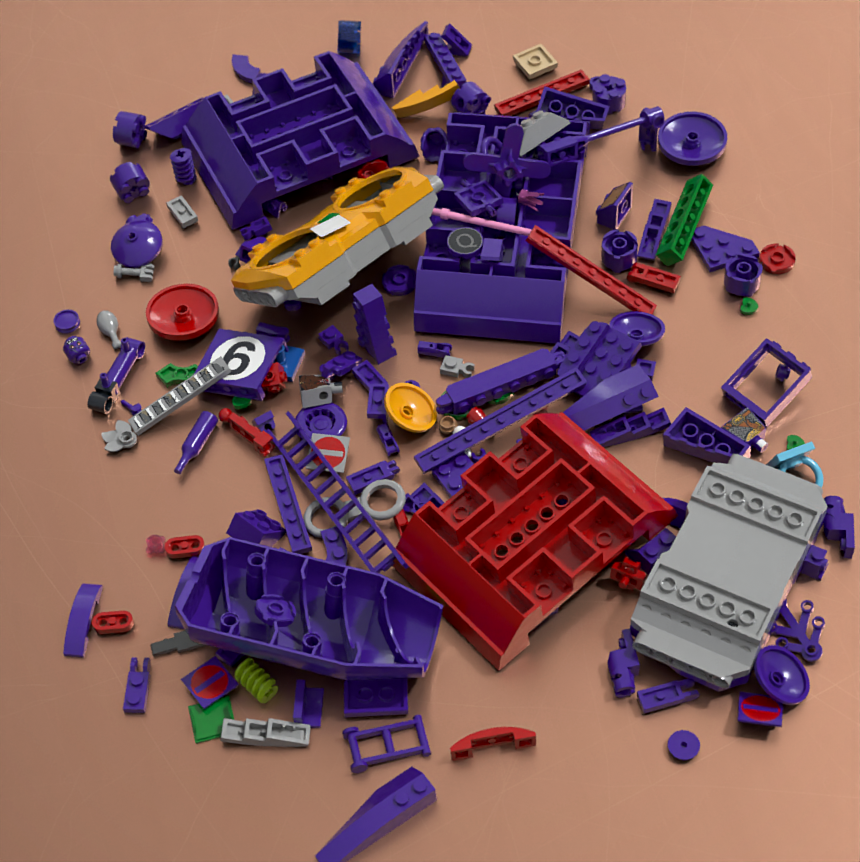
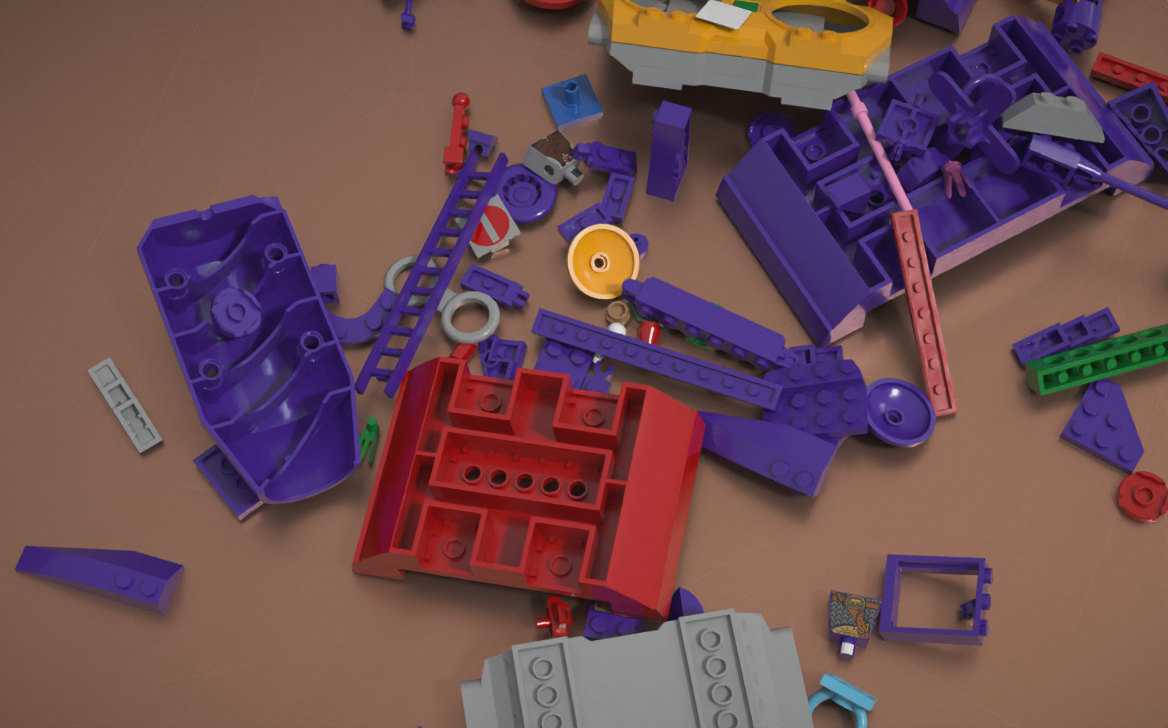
camera: 50 degrees right, 10 degrees up
(80, 619) = (135, 152): dark purple slope -> none
(113, 622) = (151, 185): red plate -> none
(117, 438) = (362, 29): light grey plate -> none
(137, 687) = (99, 257): dark purple hinge -> none
(153, 540) = (260, 150): clear pink plate -> none
(174, 375) = (487, 35): green tile -> none
(179, 395) = (446, 44): tile -> none
(185, 546) = (281, 183): red plate -> none
(196, 439) = (411, 98): dark purple piece -> none
(208, 721) = (111, 341): green piece -> none
(209, 682) = (139, 317): piece -> none
(240, 403) = (490, 103): green piece -> none
(247, 357) = (529, 63): panel -> none
(255, 528) = (344, 229): dark purple slope -> none
(256, 681) = (166, 363): lime piece -> none
(271, 330) = (601, 68): dark purple bar -> none
(275, 378) = (538, 109): red brick -> none
(288, 504) = (398, 236): dark purple plate -> none
(308, 705) = (177, 422): dark purple panel -> none
(333, 338) = (639, 129): dark purple plate -> none
(361, 765) = (178, 485): dark purple piece -> none
(387, 439) = (552, 268): dark purple bar -> none
(432, 143) = (978, 30): dark purple hair -> none
(434, 349) = (704, 230): dark purple bar -> none
(454, 366) = (700, 266): light grey plate -> none
(465, 242) = (836, 157): tile -> none
(492, 736) = (237, 601): red slope -> none
(615, 206) = (1059, 275): dark purple slope -> none
(619, 250) = (997, 320): dark purple brick -> none
(624, 665) = (440, 690): dark purple plate -> none
(630, 429) = (760, 498): dark purple slope -> none
(648, 367) = (853, 458): dark purple plate -> none
(653, 277) = (995, 383): red plate -> none
(703, 439) = (800, 577): dark purple wedge -> none
(742, 275) = (1076, 474): dark purple brick -> none
(749, 306) = (1044, 511): green piece -> none
(794, 441) = (884, 686): green piece -> none

